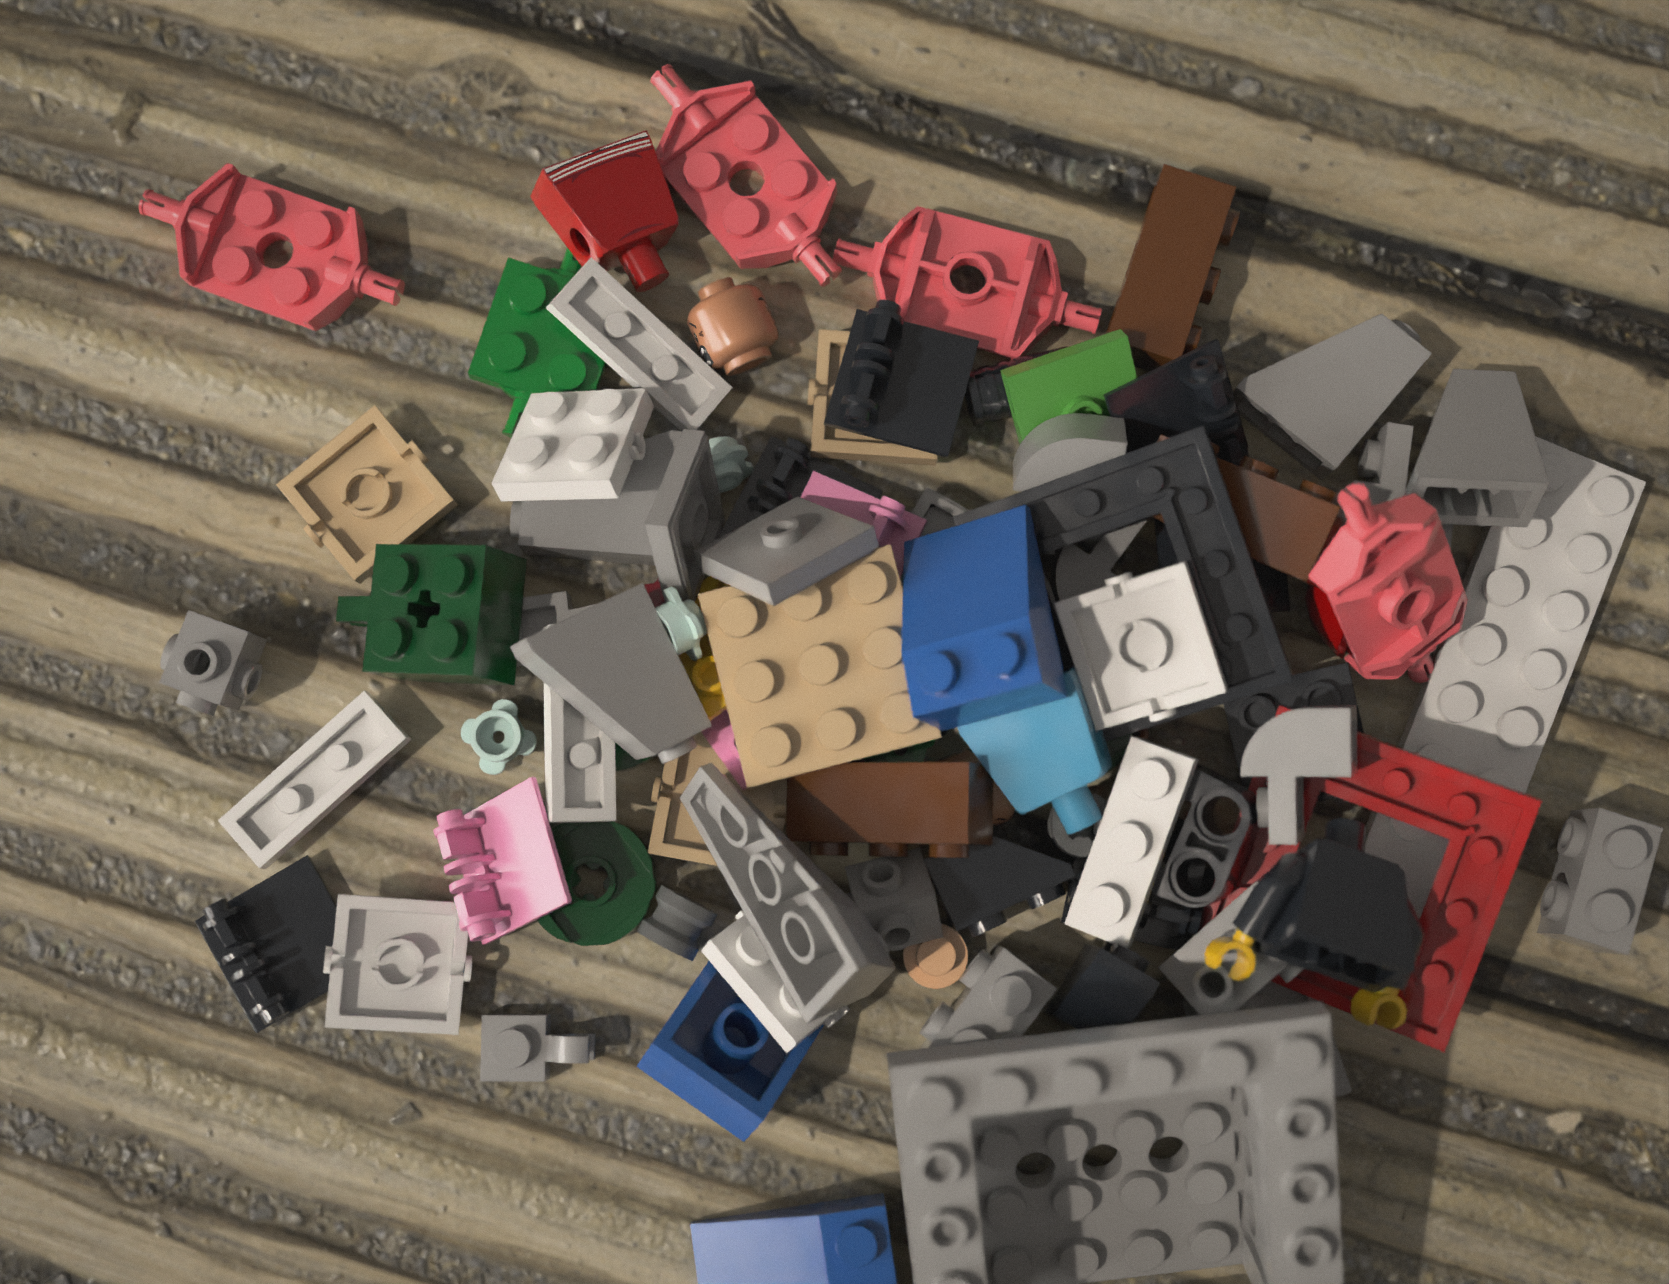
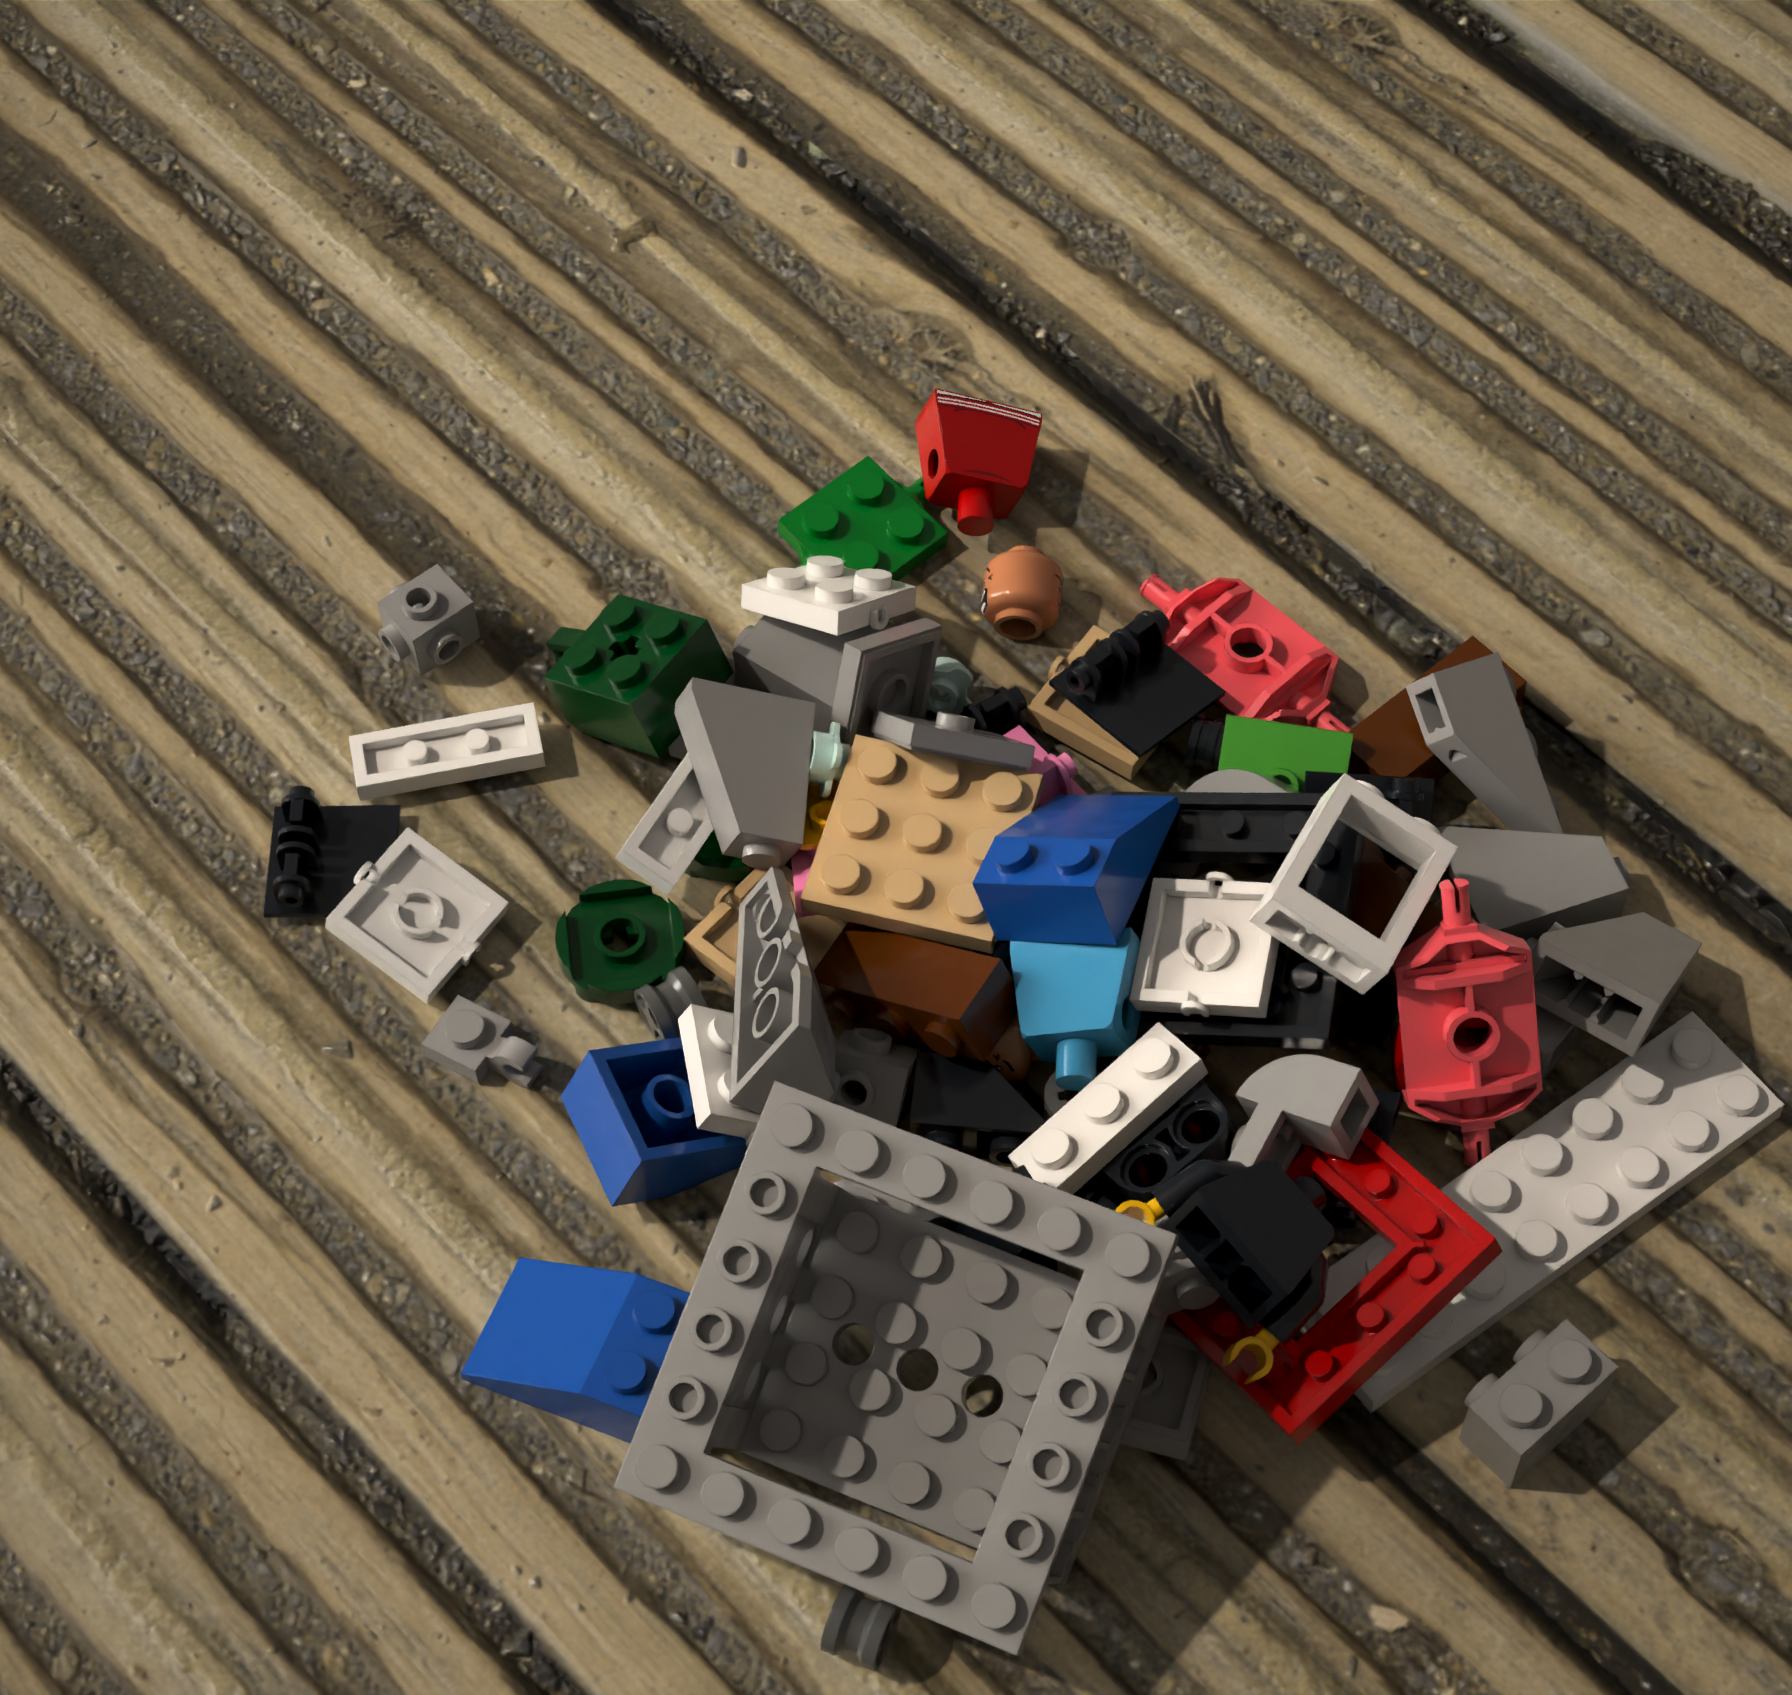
camera: 30 degrees right, 25 degrees down
(234, 220) = (666, 334): coral plate -> none
(366, 492) = (637, 557): tan plate -> none
(480, 734) = (617, 783): light aqua plate -> none
(505, 862) = (553, 878): bright pink hinge -> none
(638, 346) = (932, 560): white plate -> none
(732, 131) = (1111, 456): coral plate -> none
(1201, 530) = (1321, 931): none -> white window
(1231, 269) = (1480, 736): none -> light grey slope

